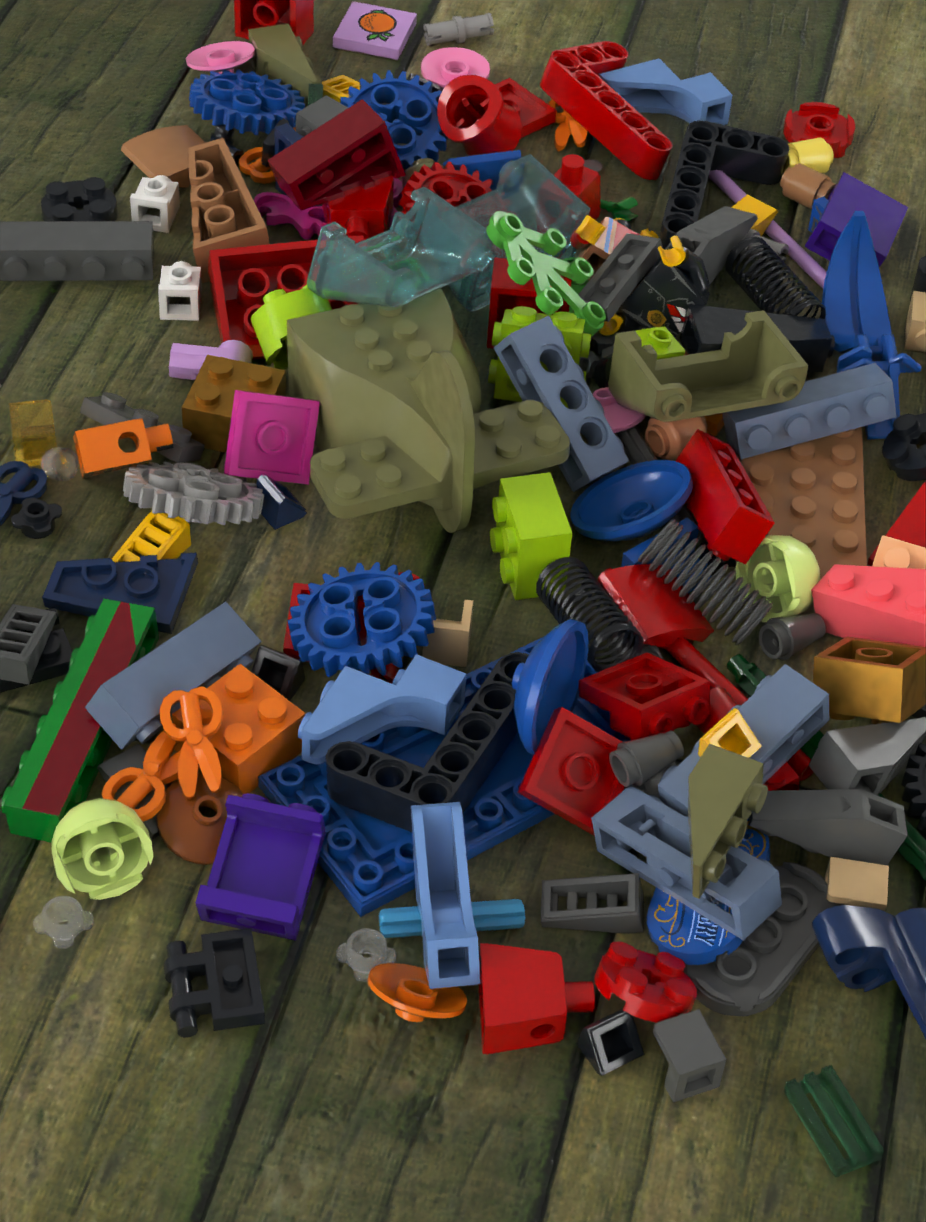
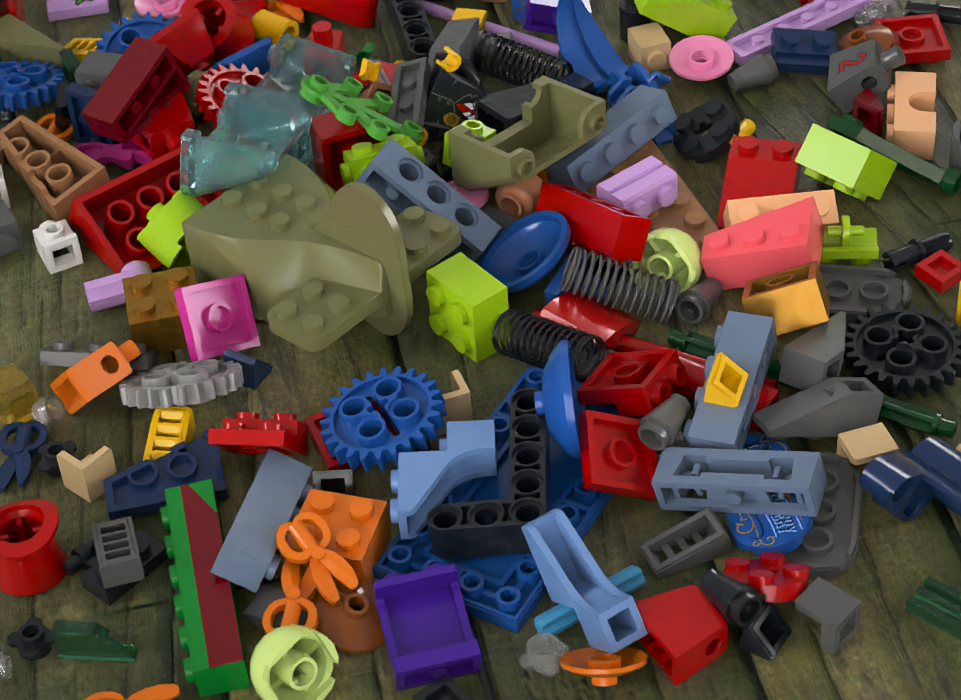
camera: 20 degrees left, 5 degrees down
(51, 546) = (87, 475): none -> tan panel
(231, 582) = (255, 436): none -> red plate
(423, 126) = (187, 42): none -> red slope
(544, 143) = (273, 25): none -> yellow brick
(587, 991) = (734, 599): none -> black cone
(720, 799) = (747, 430): olive slope -> none
(799, 482) = (641, 187): none -> lavender brick

